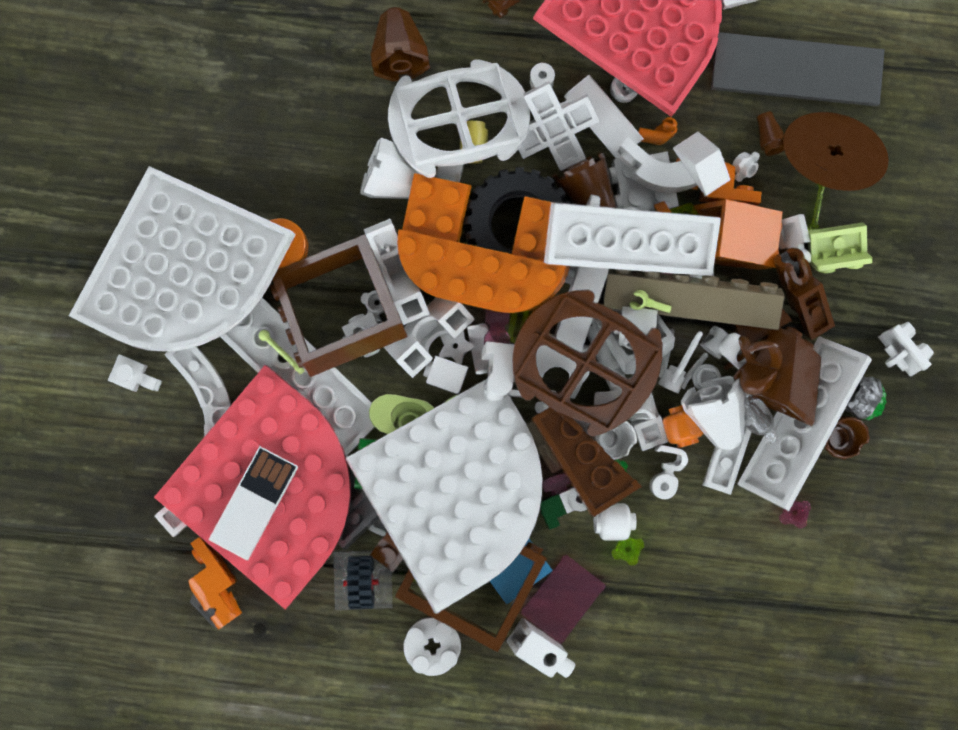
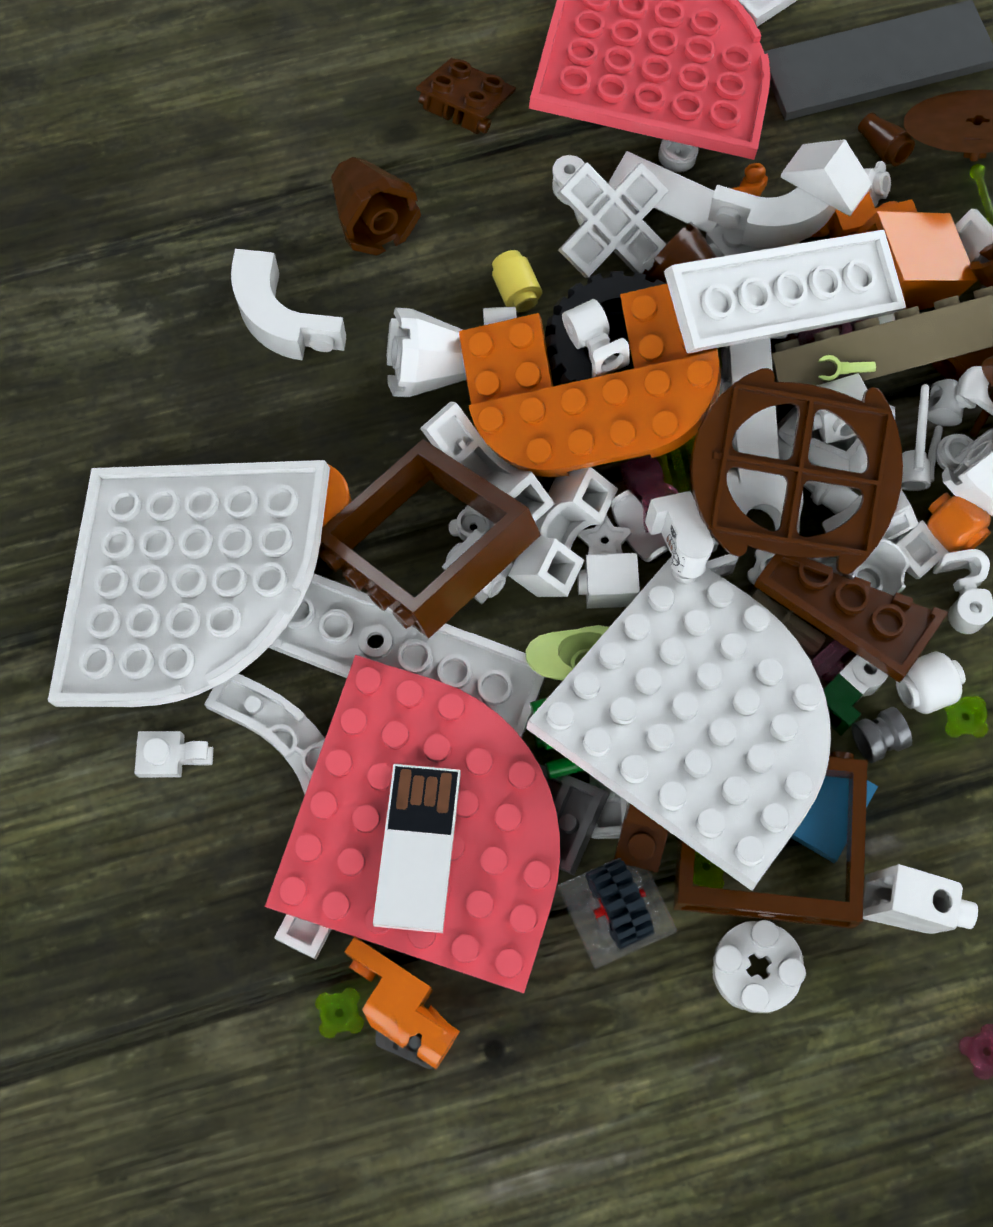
camera: 20 degrees left, 15 degrees down
(172, 566) = (348, 1022): none -> clear neon green plate
(264, 335) = (339, 619): yellowish green hinge -> none
(297, 84) = (272, 324): none -> white arch
(425, 158) = (468, 309): white window -> none
(496, 211) = (590, 328): none -> white leg
(563, 599) = (910, 819): clear pink piece -> none
(570, 540) = (882, 734): none -> flat silver wheel

